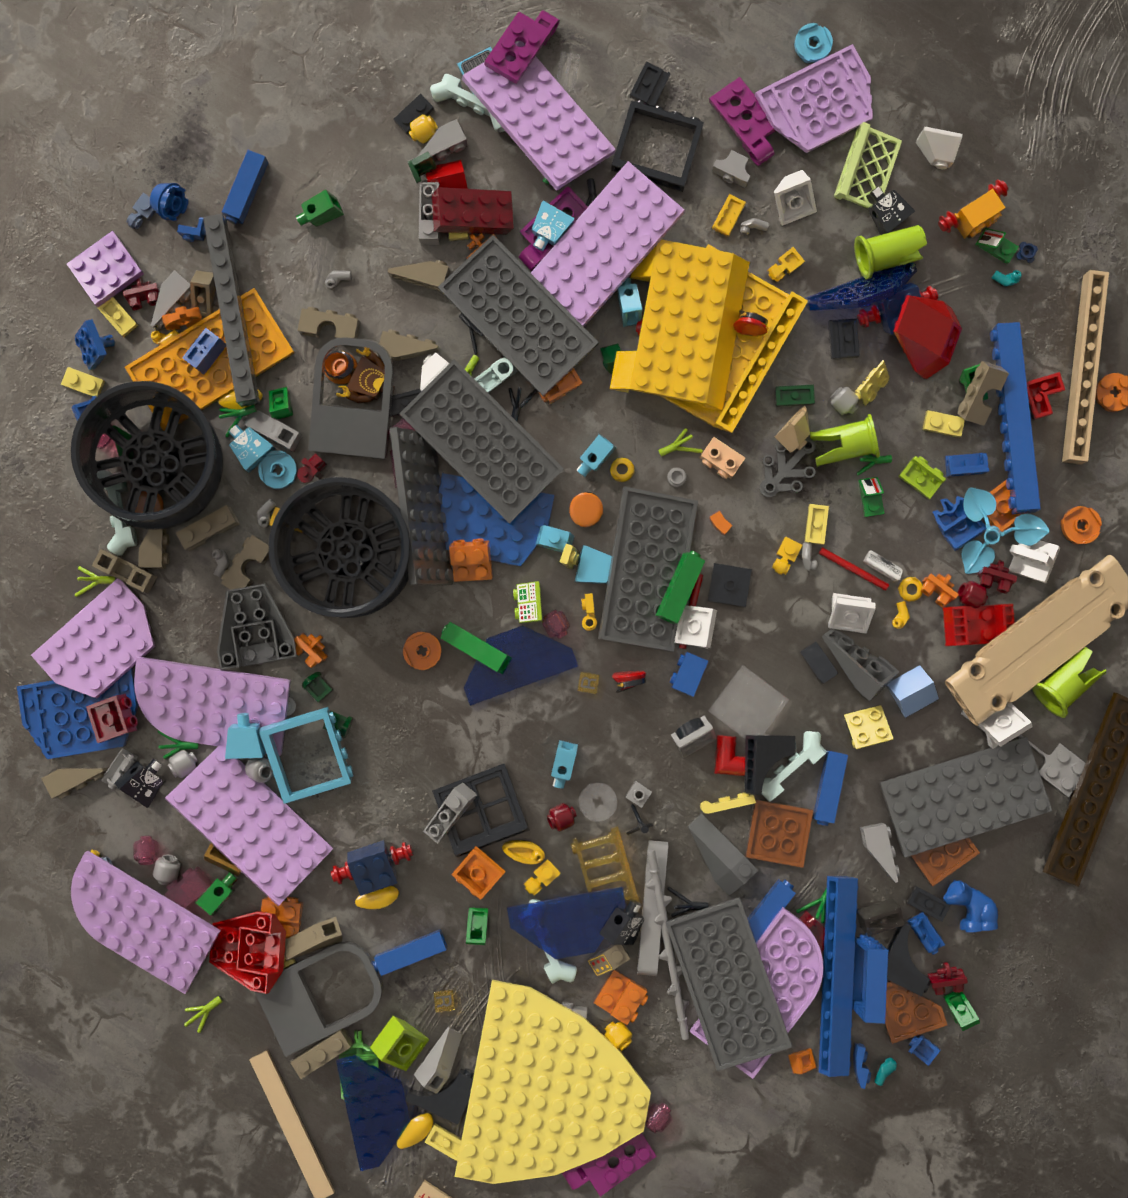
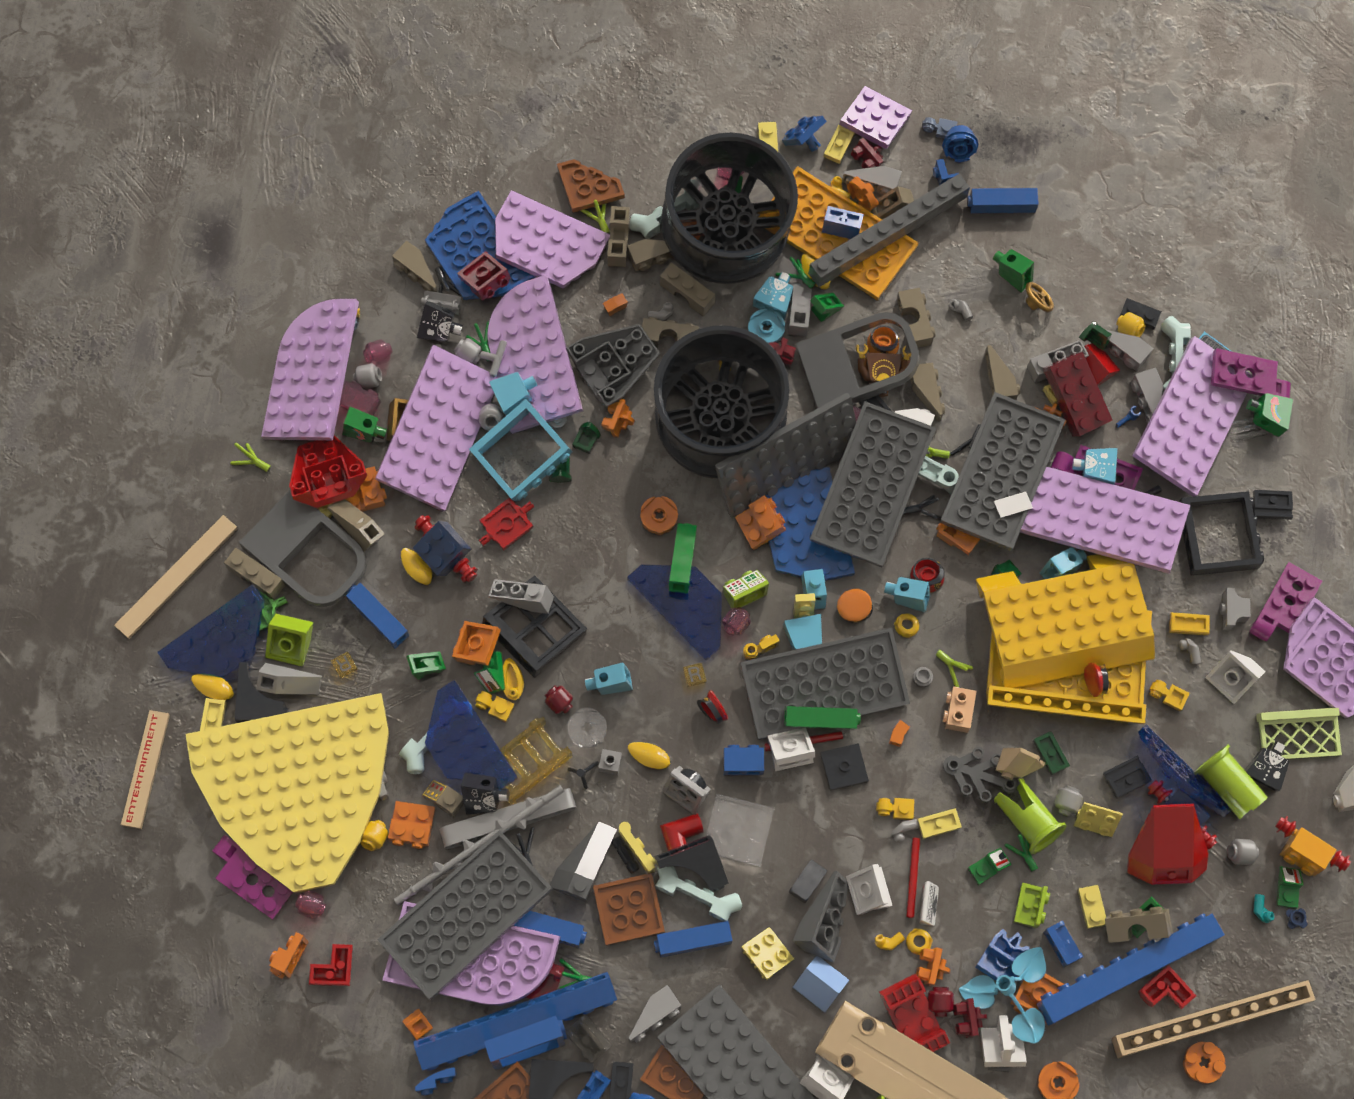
camera: 60 degrees right, 15 degrees down
(57, 577) = (588, 184): none -> dark orange plate
(98, 757) = (443, 282): none -> black plant
(193, 602) = (615, 304): none -> orange piece
(201, 739) = (496, 358): none -> light grey piece
(359, 204) = (1036, 299): none -> pearl gold piece
(371, 796) = (506, 523): none -> red plate
(493, 142) = (1149, 390): none -> light grey slope
(509, 171) = (1130, 416): none -> blue hand
(515, 868) = (492, 676): none -> green slope
(556, 321) = (1013, 504): none -> white sticker
(565, 41) = (1271, 413): none -> torso
(583, 429) = (928, 571): none -> red piece
(647, 756) = (649, 755): none -> yellow arm
(702, 1161) = (284, 961): none -> orange plate
(728, 815) = (625, 854): none -> black axle
(729, 1116) = (338, 972): none -> red brick
(952, 270) = (1242, 852): none -> light grey head

